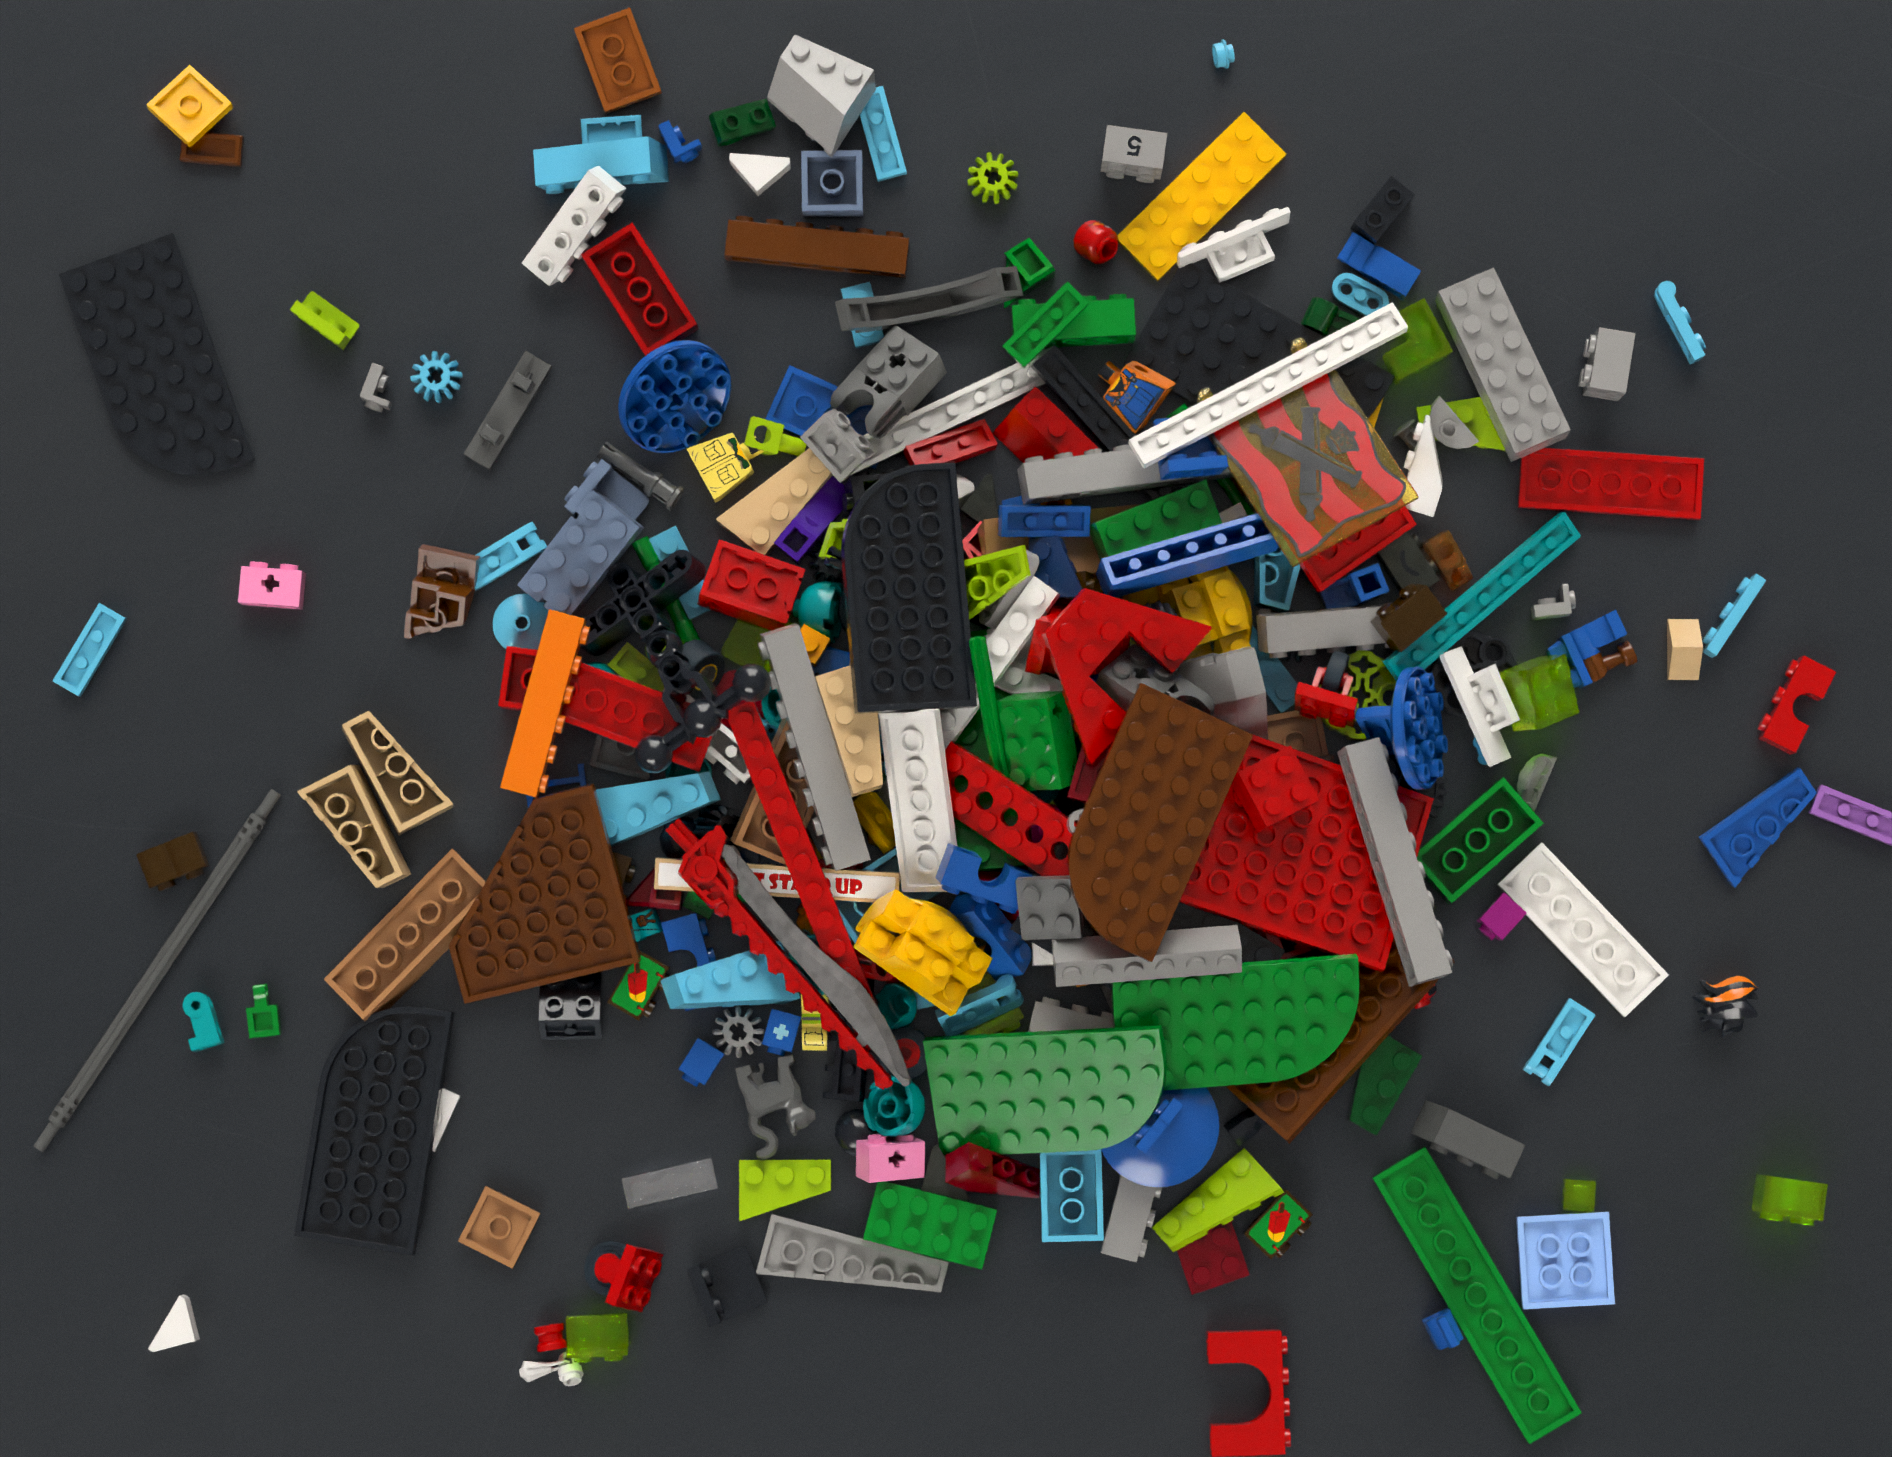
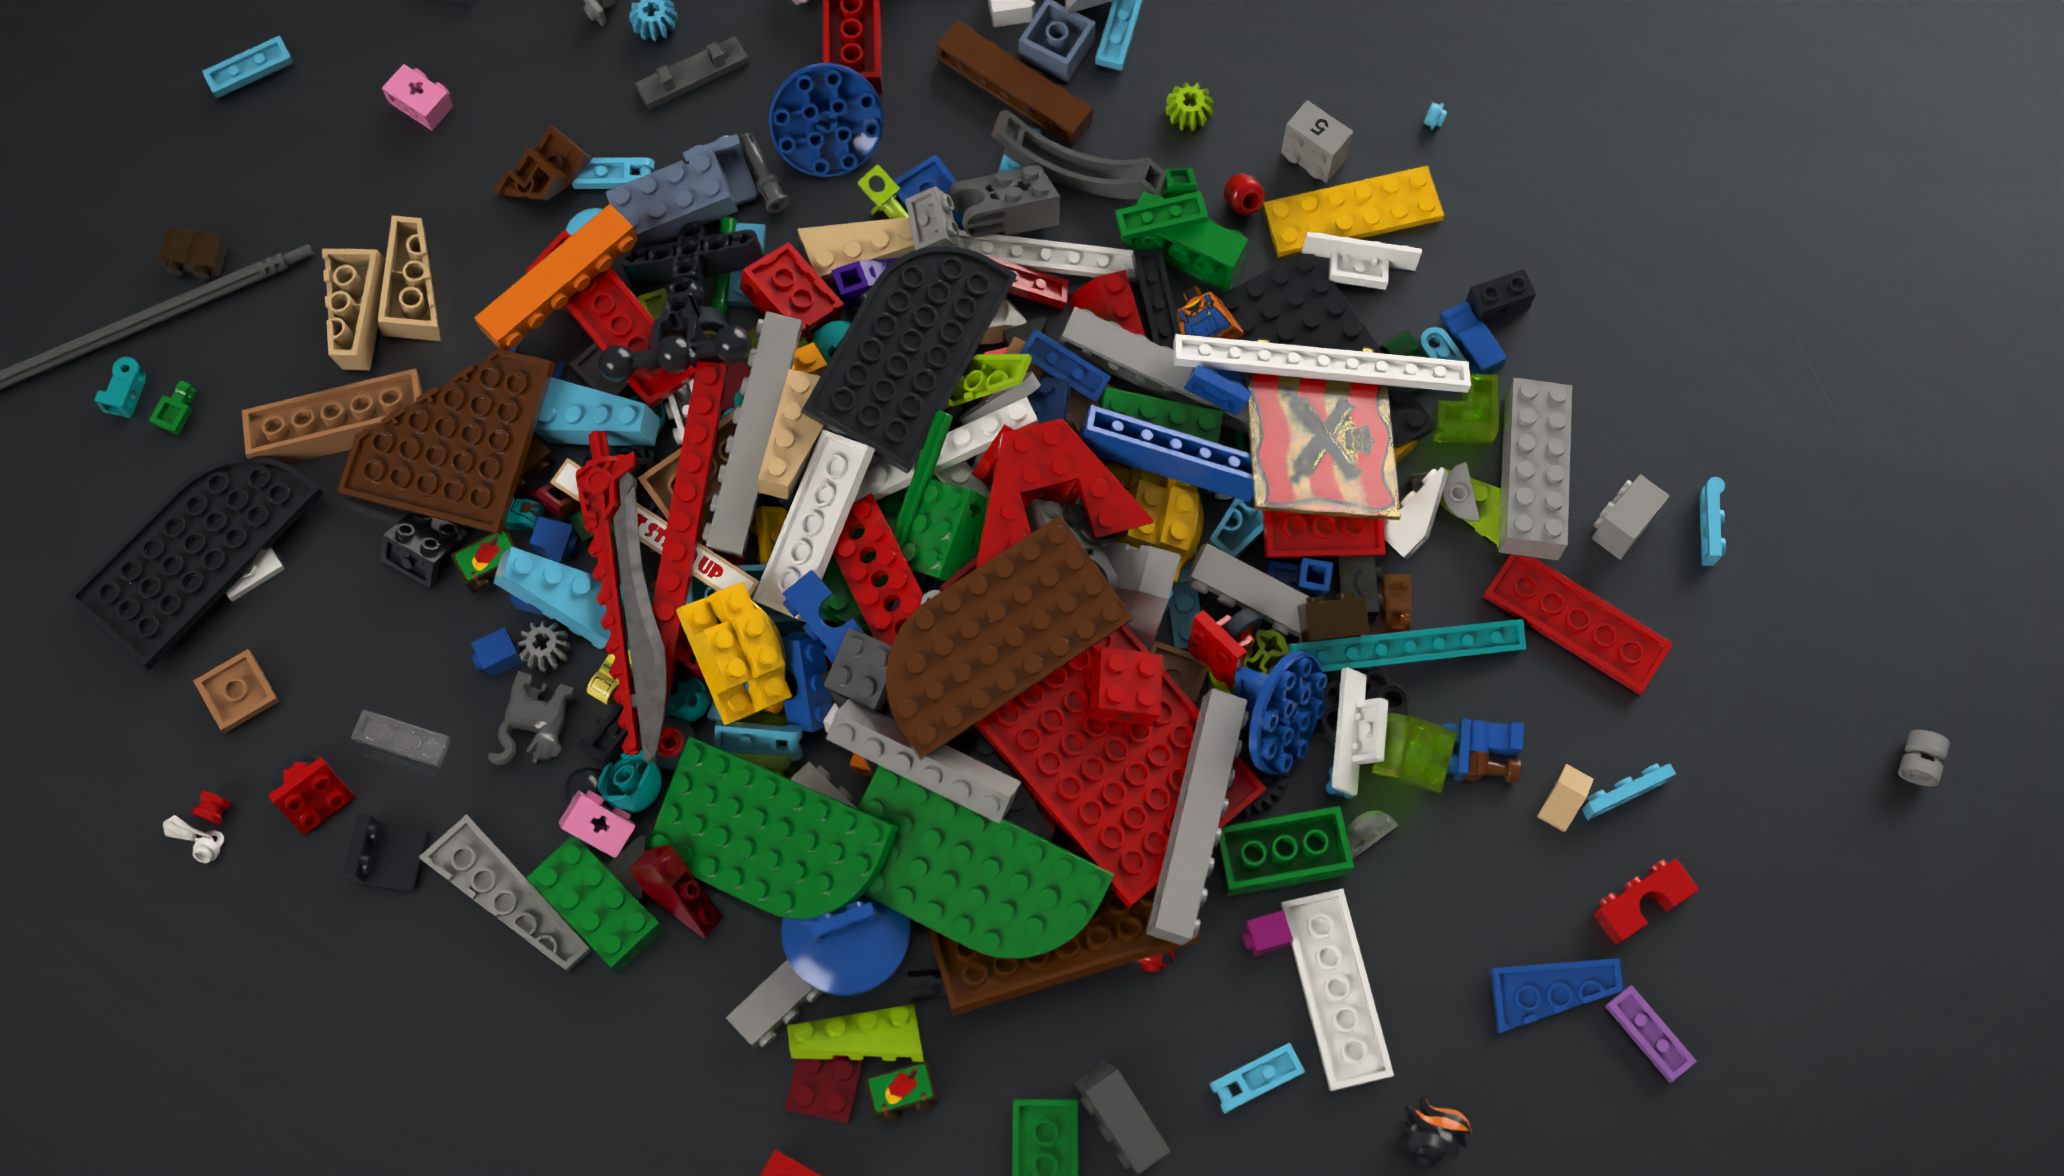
camera: 30 degrees right, 15 degrees down
(597, 1337) = (249, 830): clear neon green bracket -> none
(723, 463) = (834, 198): light yellow torso -> none
(777, 1183) = (493, 794): lime wing -> none
(781, 1032) = (578, 666): blue brick -> none
(1071, 1196) = (733, 951): medium azure brick -> none
(1381, 1083) = (1072, 1015): dark green wedge -> none
(1548, 608) = (1465, 695): light grey bracket -> none

